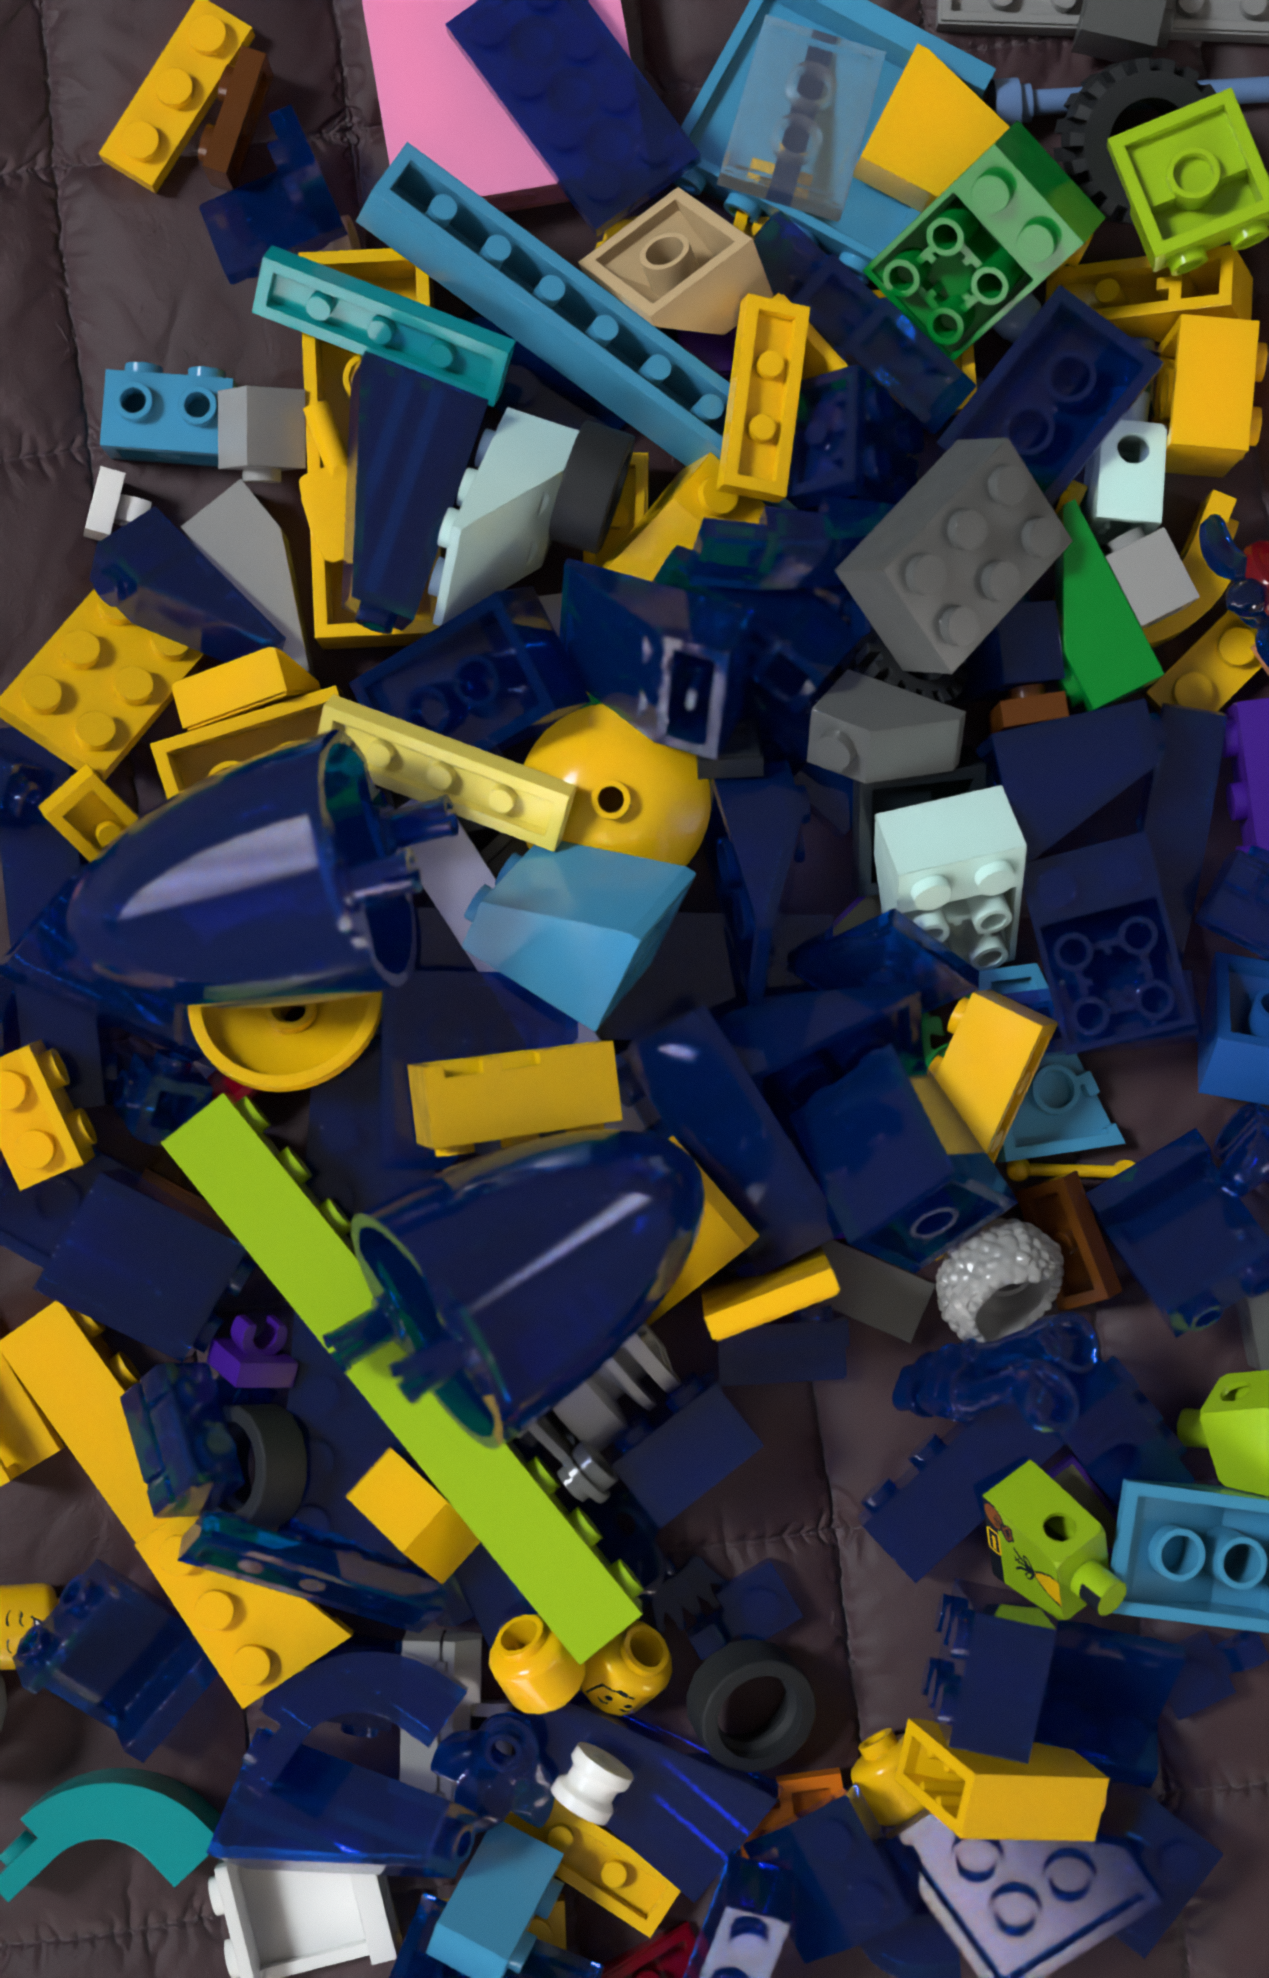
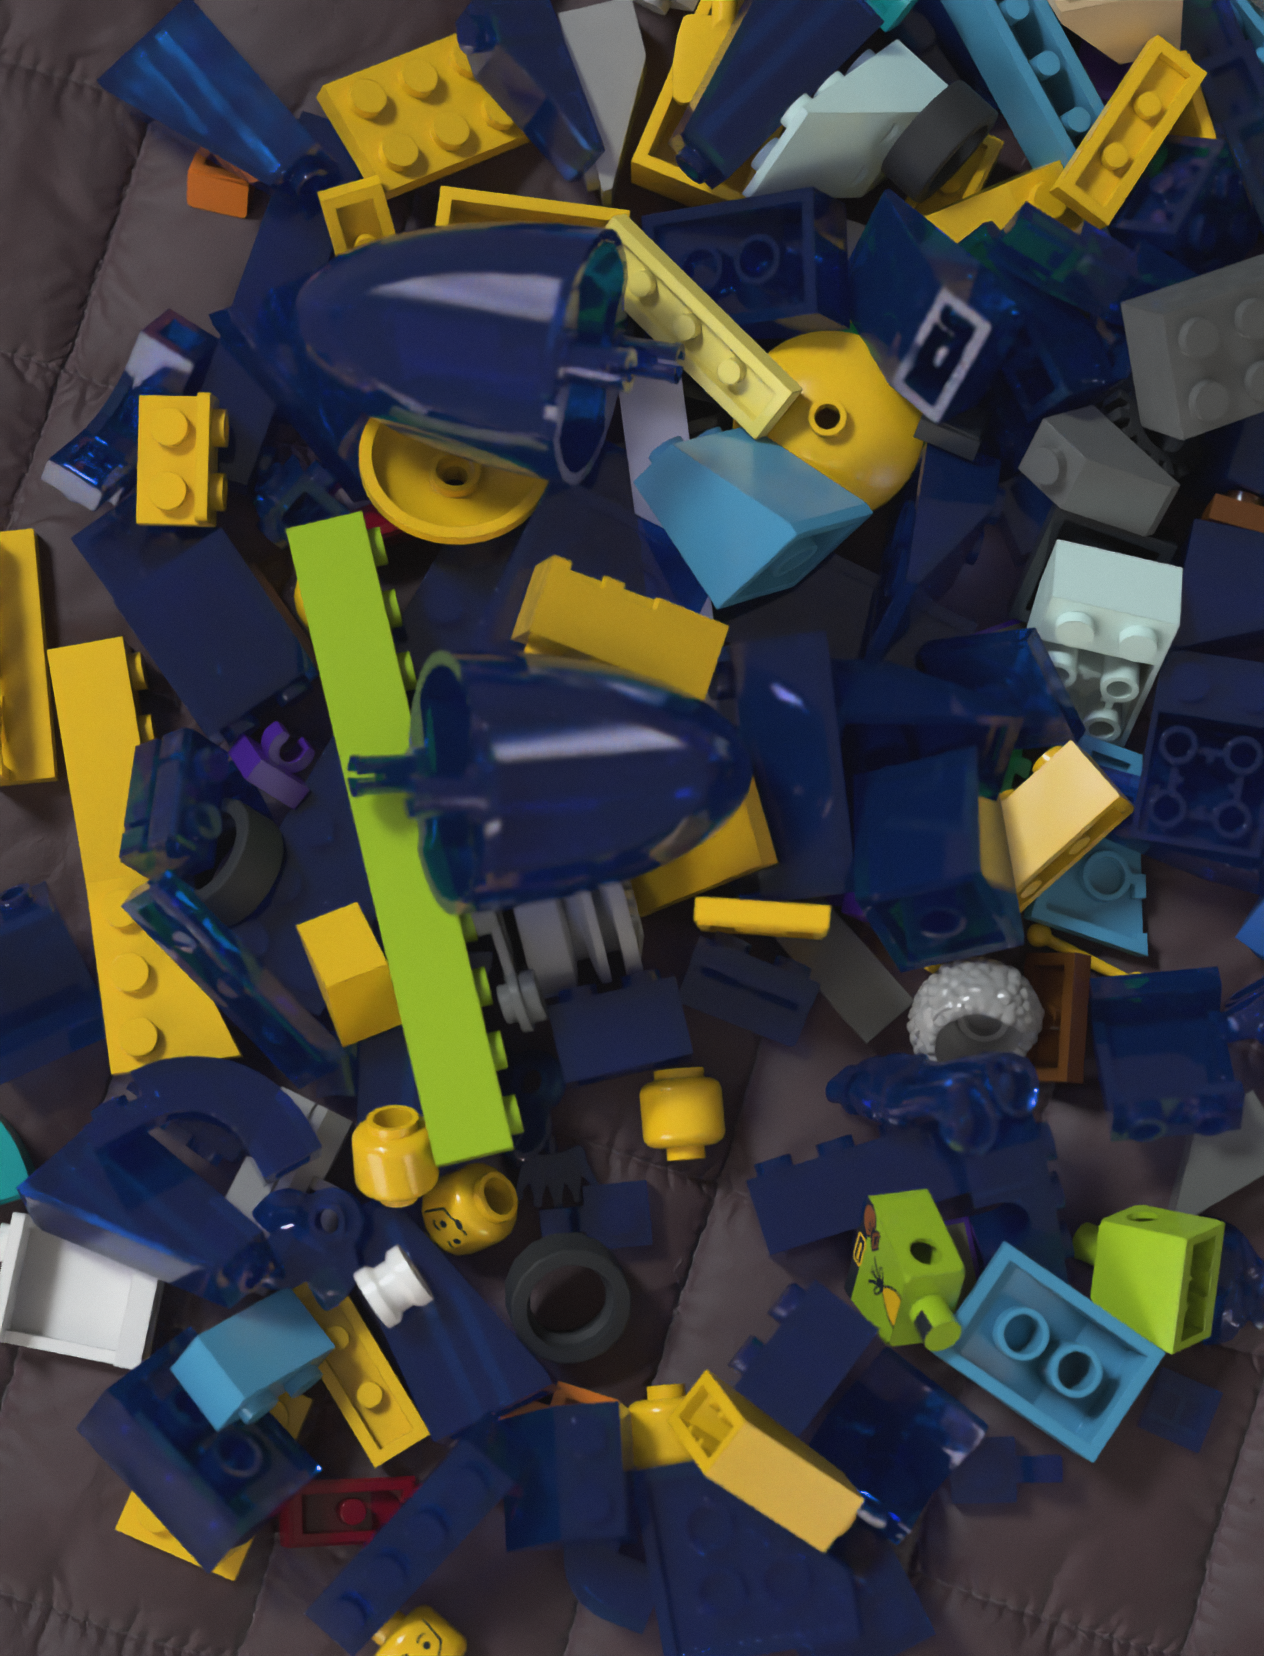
camera: 25 degrees right, 5 degrees down
(240, 687) = (544, 173): yellow slope -> none
(775, 1488) = (682, 1112): none -> yellow head

